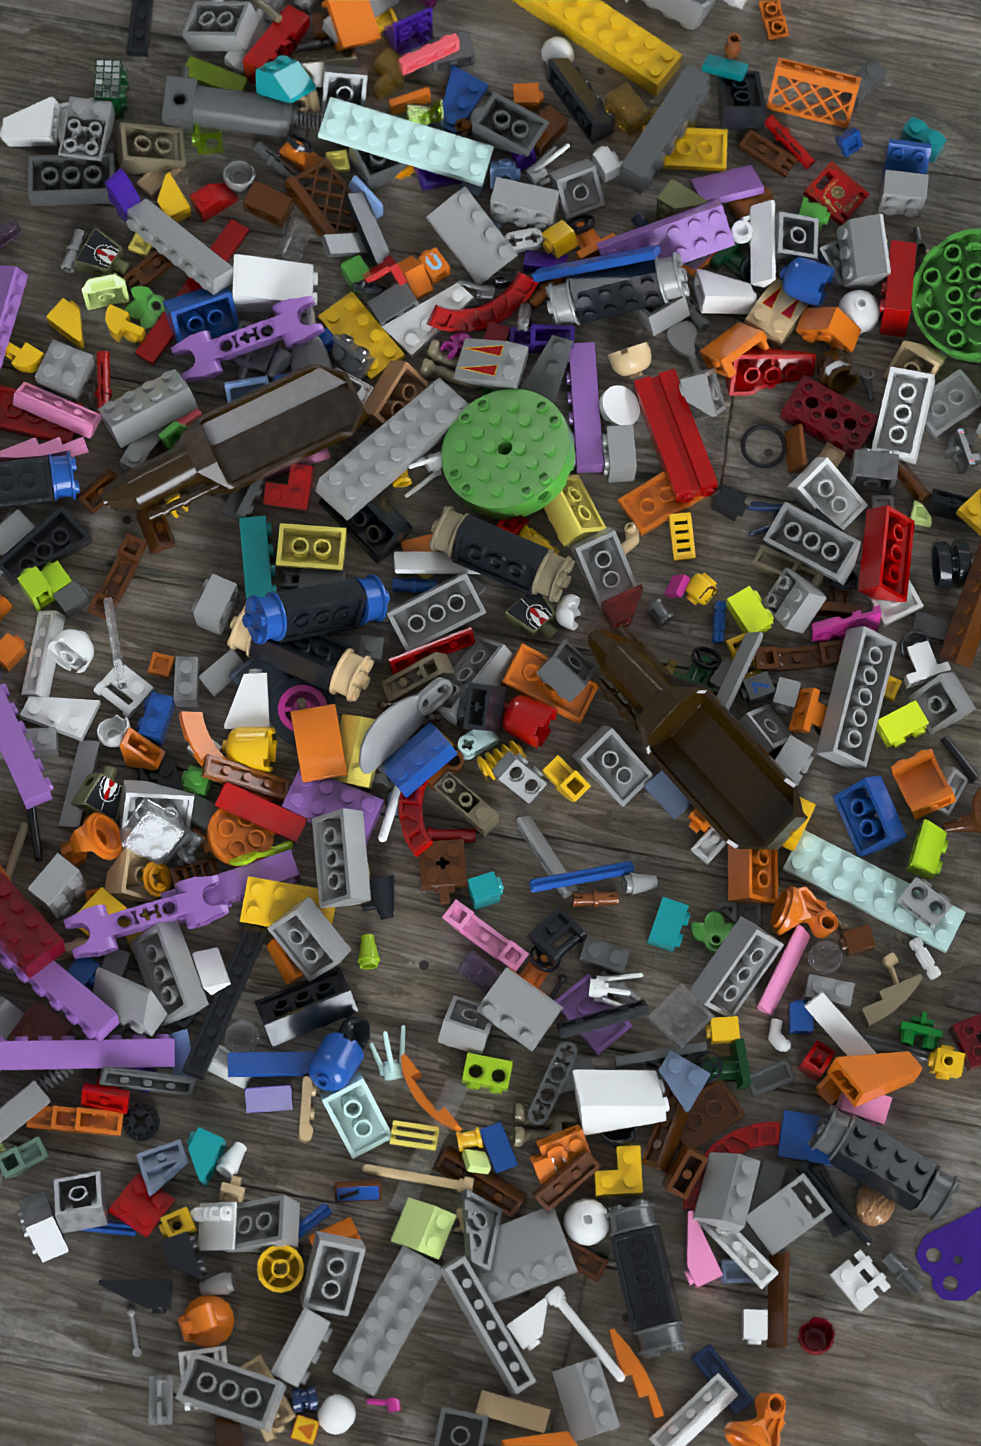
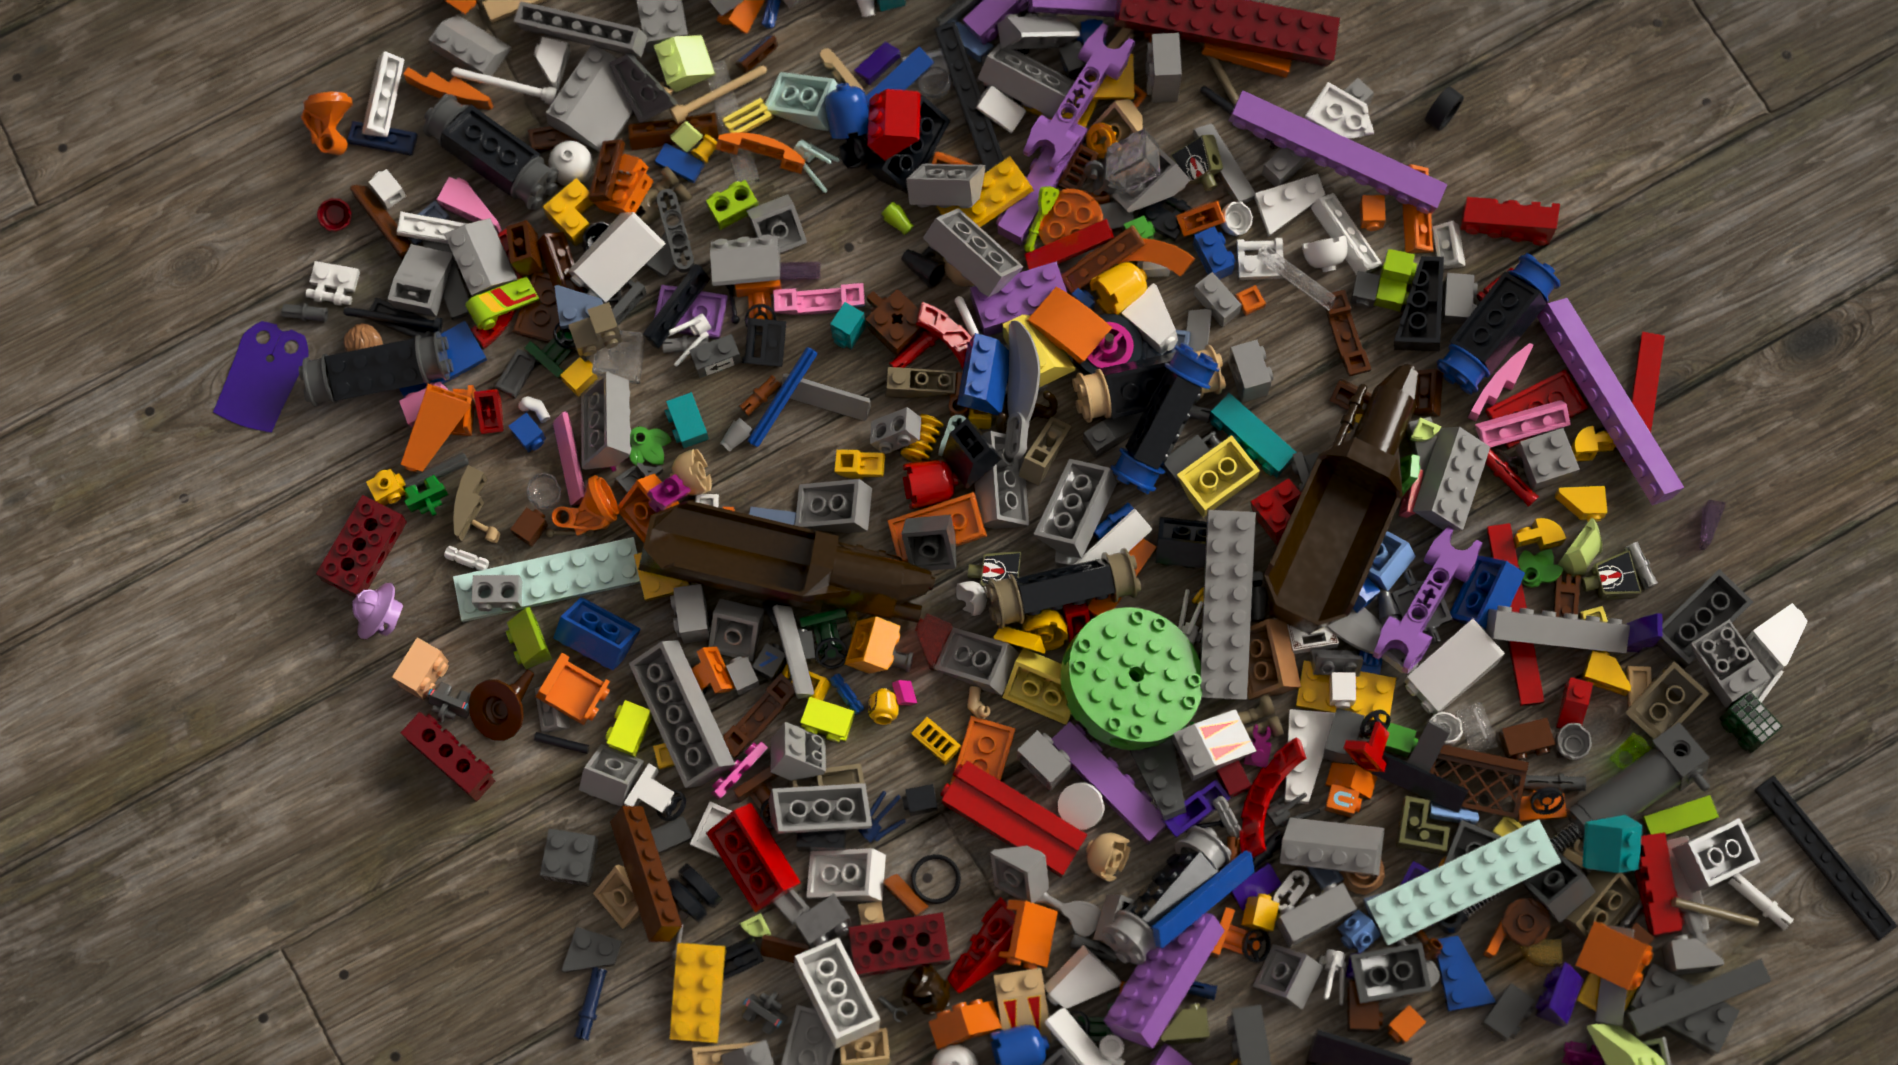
camera: 145 degrees right, 0 degrees up
(97, 835) = (1170, 123): orange piece -> none
(135, 451) = (1425, 430): none -> yellowish green tile
(285, 765) = (1084, 297): none -> blue plate
(306, 1019) = (893, 121): none -> red slope
(315, 254) = (1450, 722): none -> white hair
(365, 330) = (1342, 689): none -> white brick
(387, 87) = (1526, 922): none -> reddish brown tile
(402, 206) = (1416, 833): none -> olive brick
(425, 115) = (1476, 931): clear neon green bracket -> none
(429, 53) = (1520, 981): coral plate -> none
(444, 645) = (1044, 493): red slope -> none
(564, 543) = (1020, 639): none -> yellow slope
(606, 163) = (1284, 1022): white brick -> none
(674, 632) = (872, 645): none -> light orange brick
(689, 1038) = (596, 331): none -> dark tan brick
(701, 877) = (690, 468): none -> tan cylinder
(735, 862) = (667, 493): none -> magenta hips
(738, 1140) = (500, 300): none -> lime door
(836, 990) = (520, 468): light grey brick -> none
(838, 1026) = (485, 443): white tile -> none

